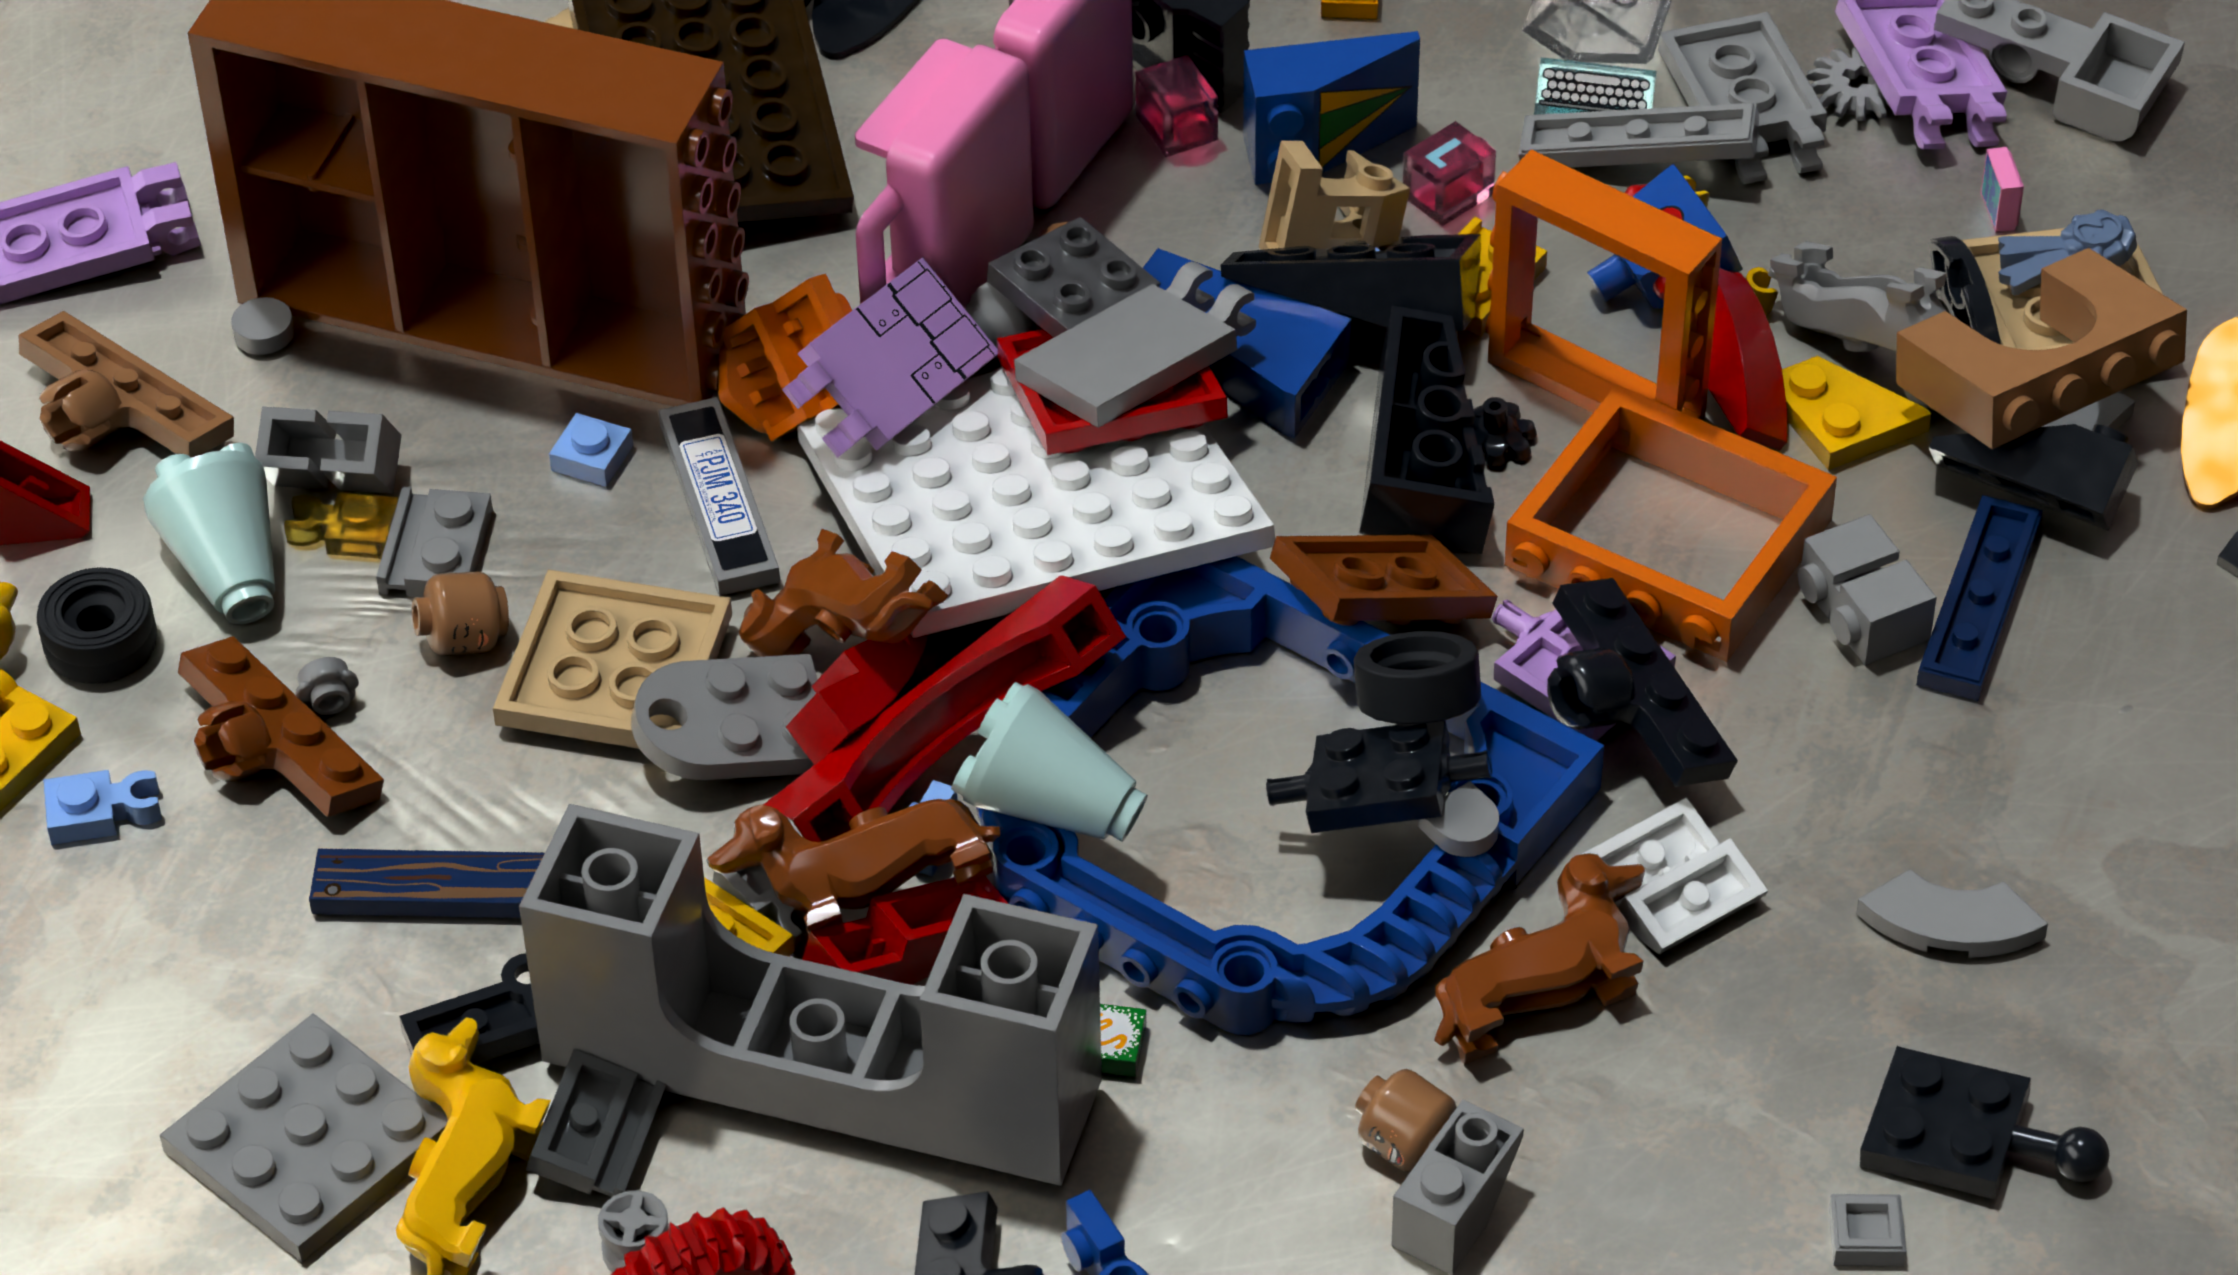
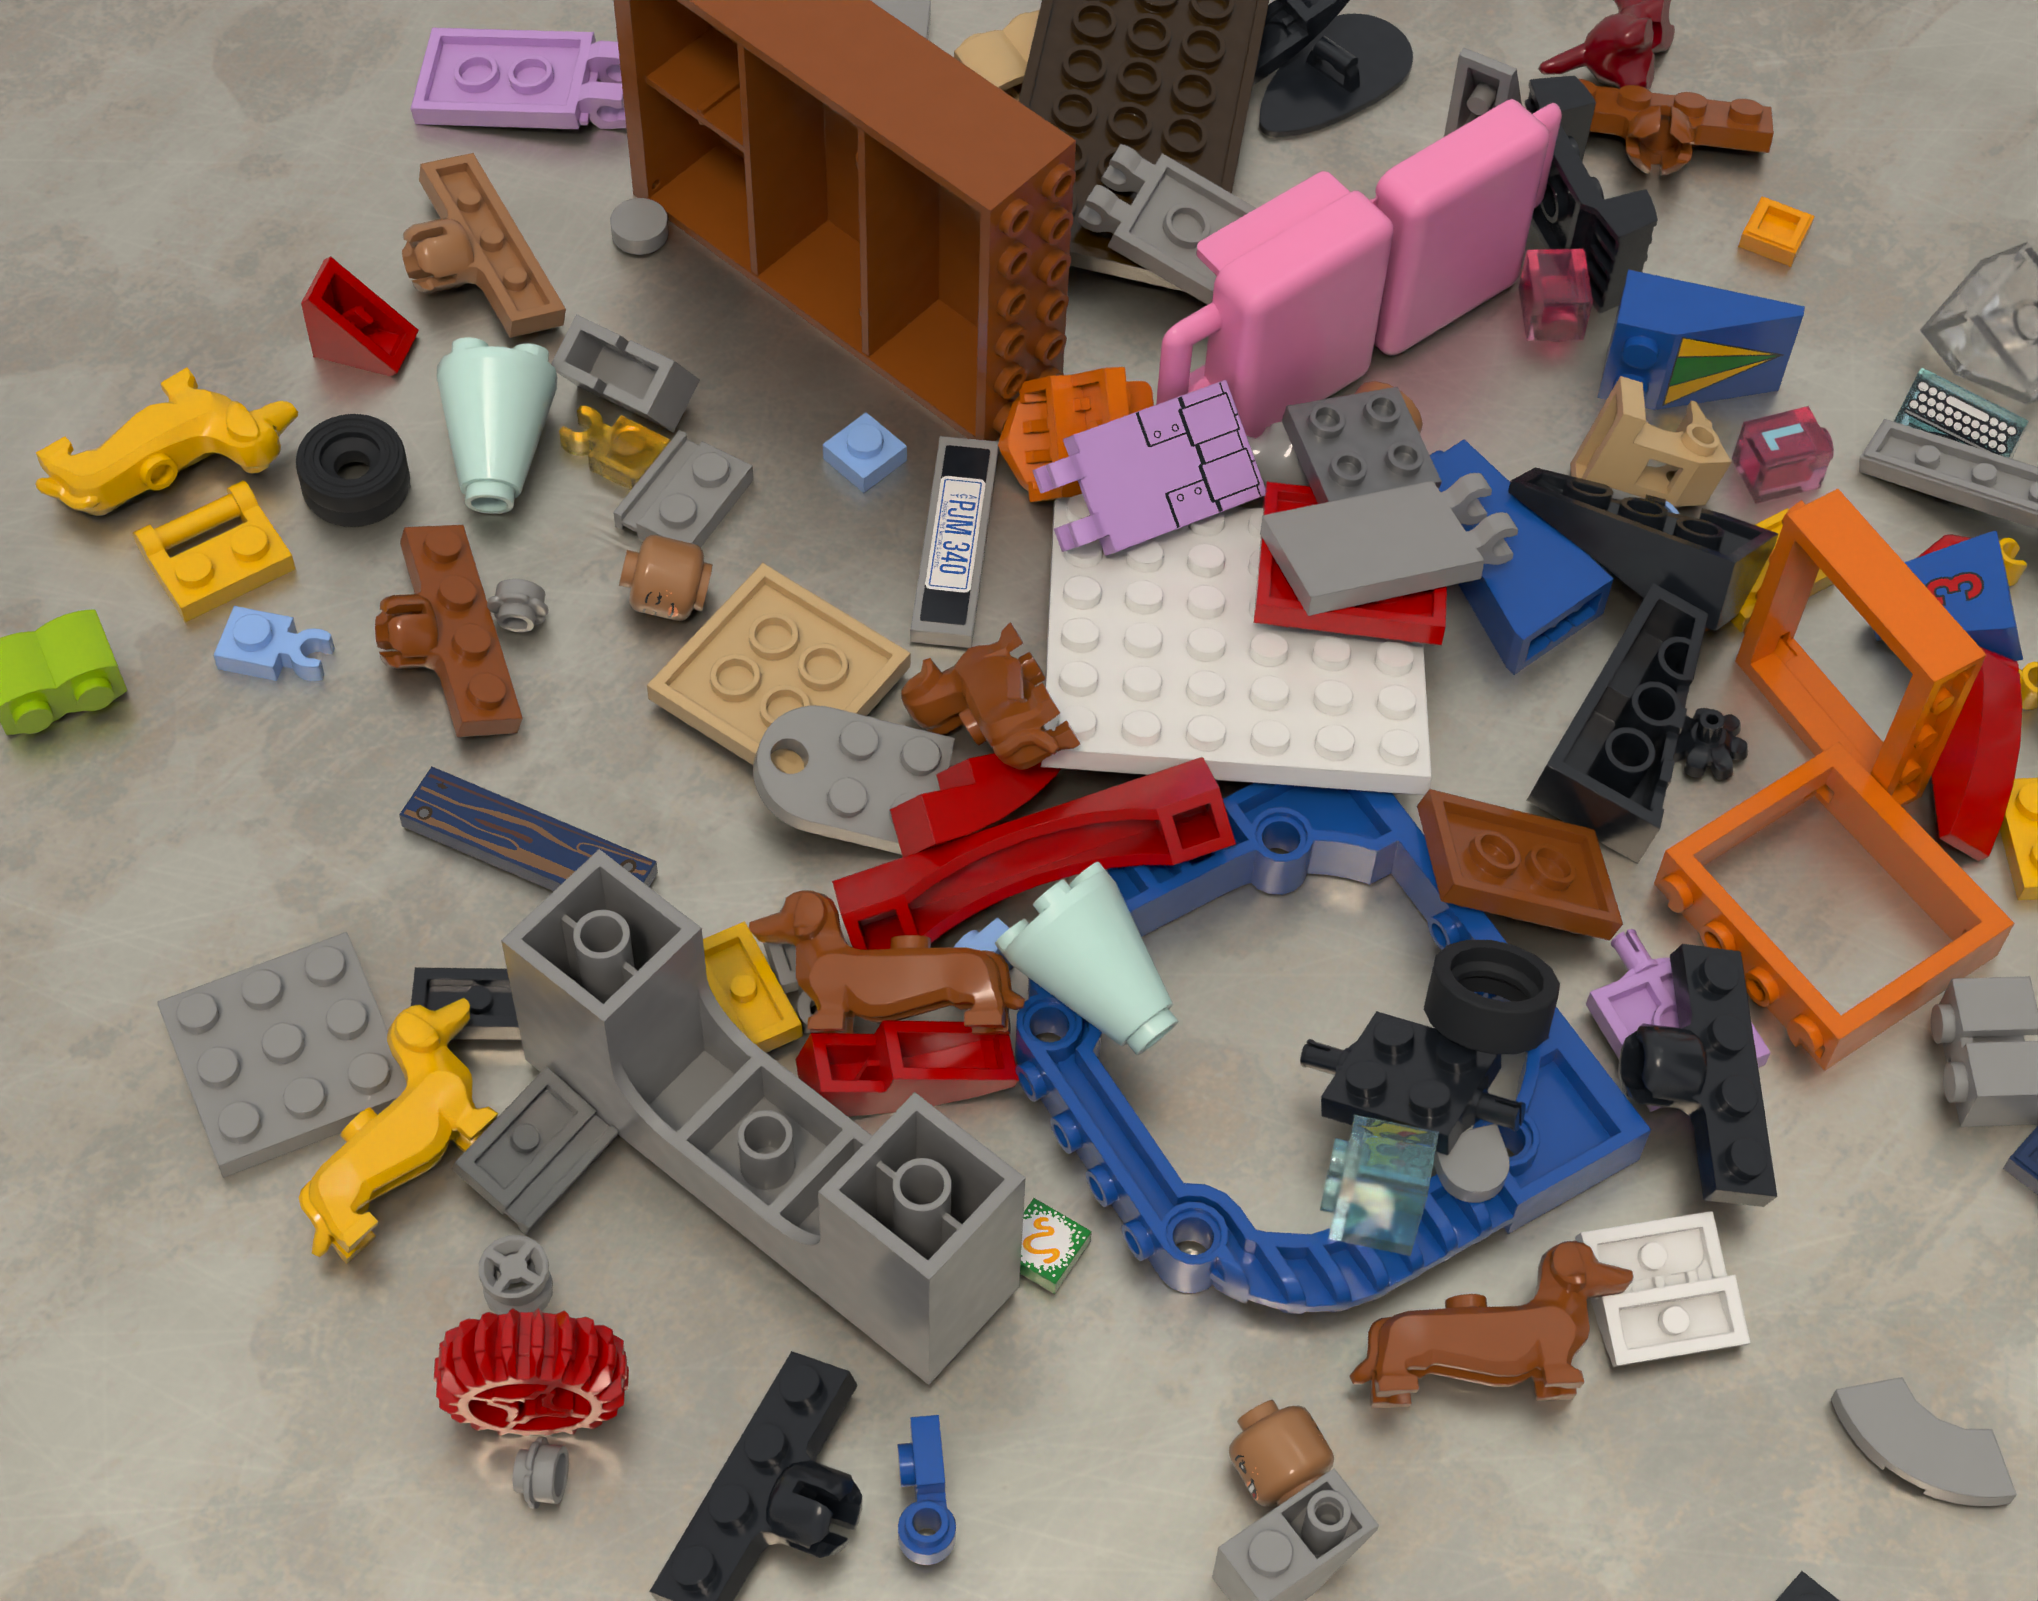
camera: 20 degrees right, 10 degrees up
(804, 154) = (1165, 220): none -> light grey tile
(1396, 853) = (1379, 1184): none -> clear light blue brick

